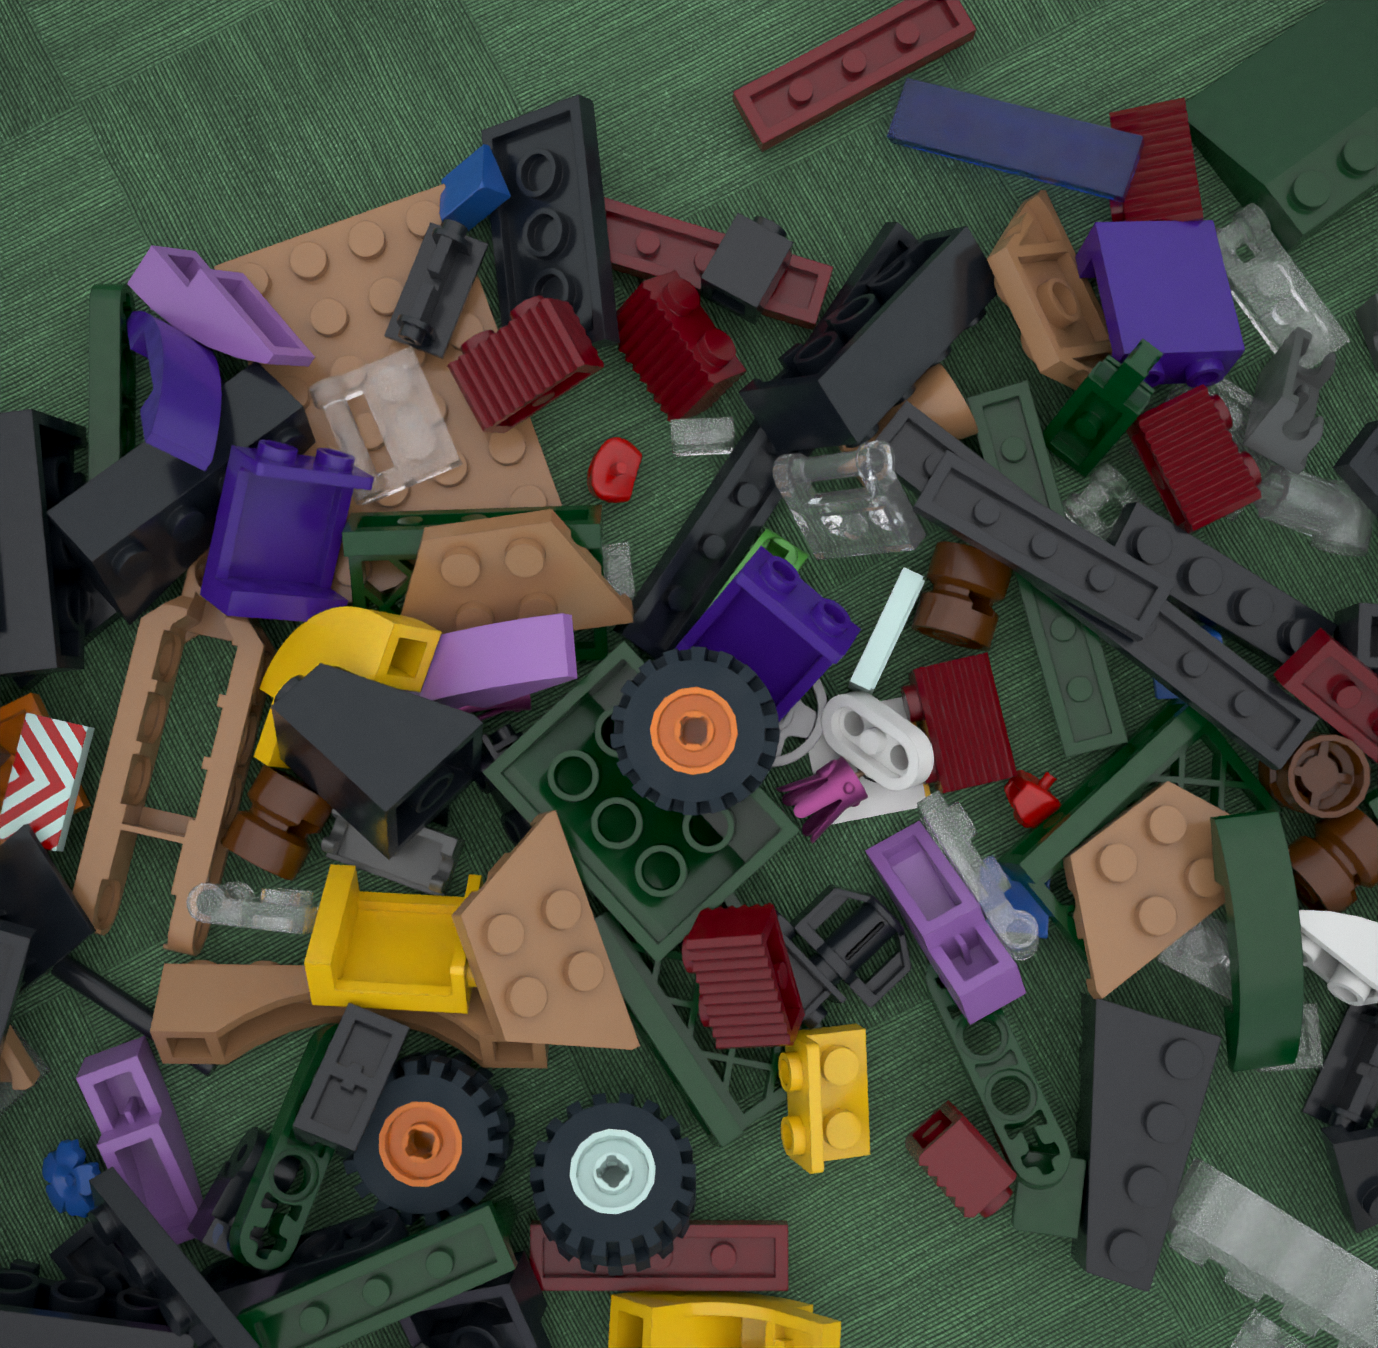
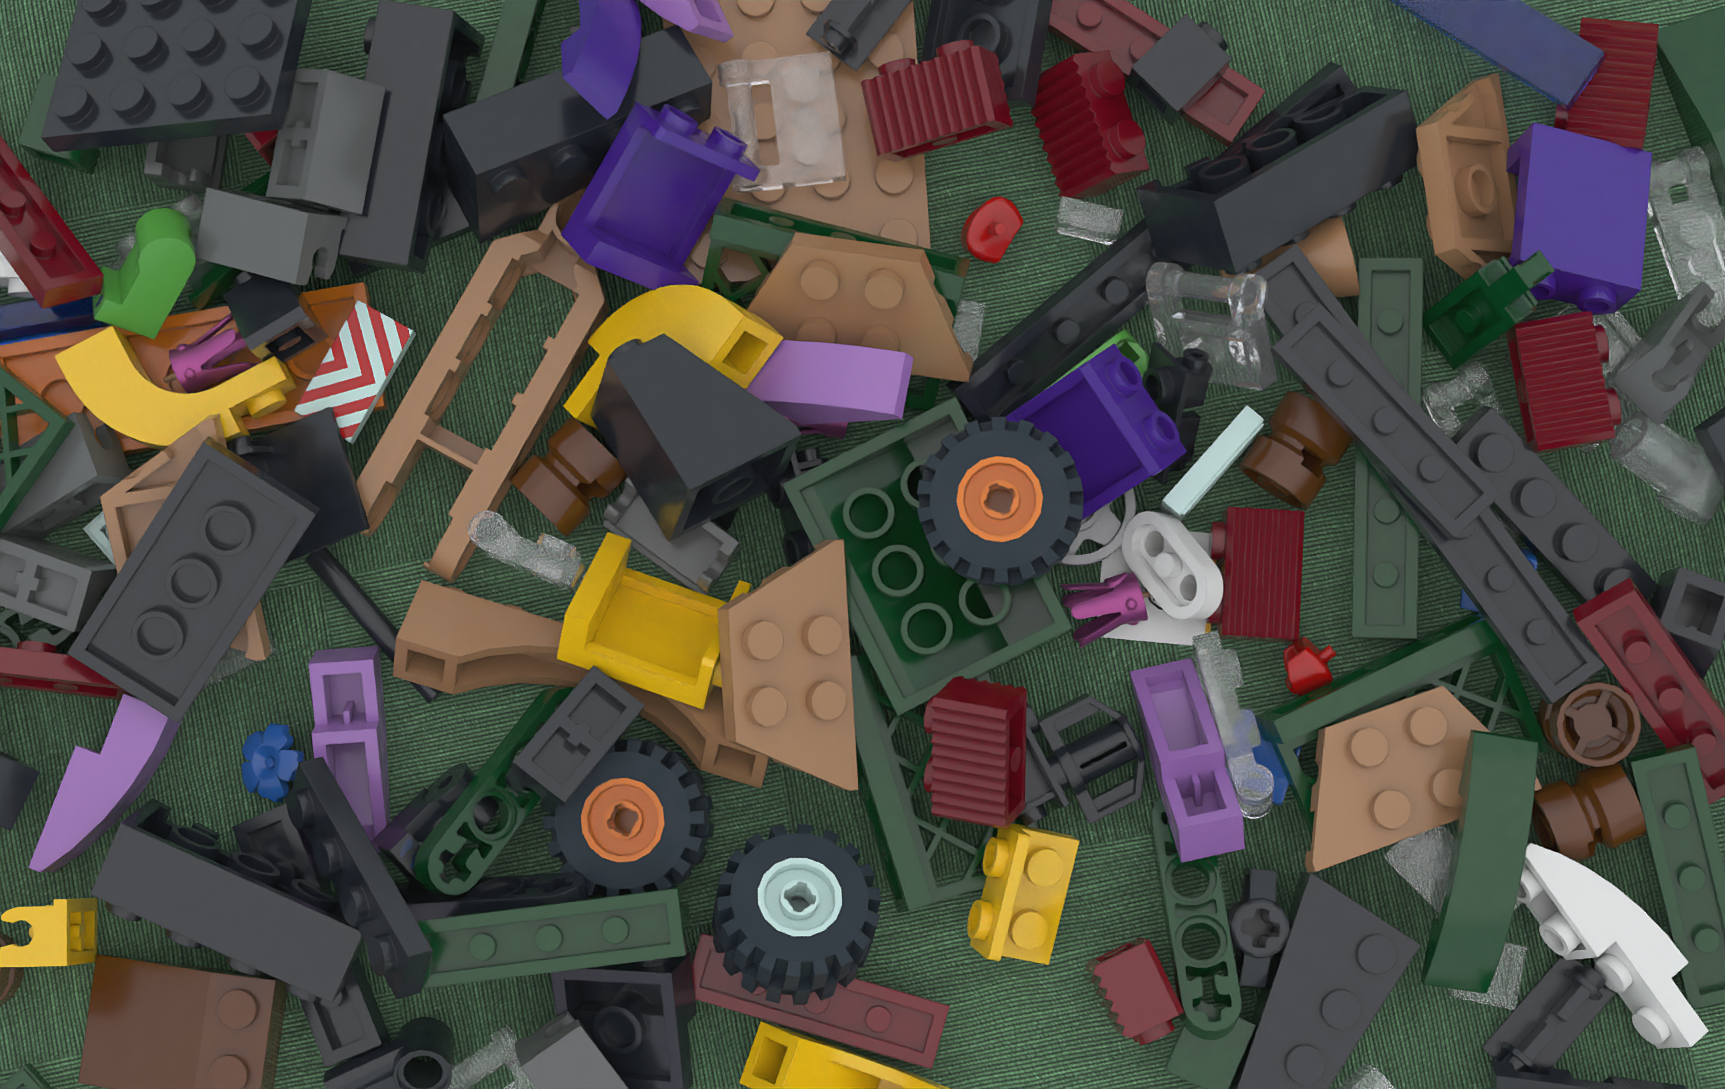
camera: 15 degrees right, 0 degrees up
(832, 567) = (1175, 386): none -> black hinge
(1056, 1061) = (1257, 926): none -> black piece

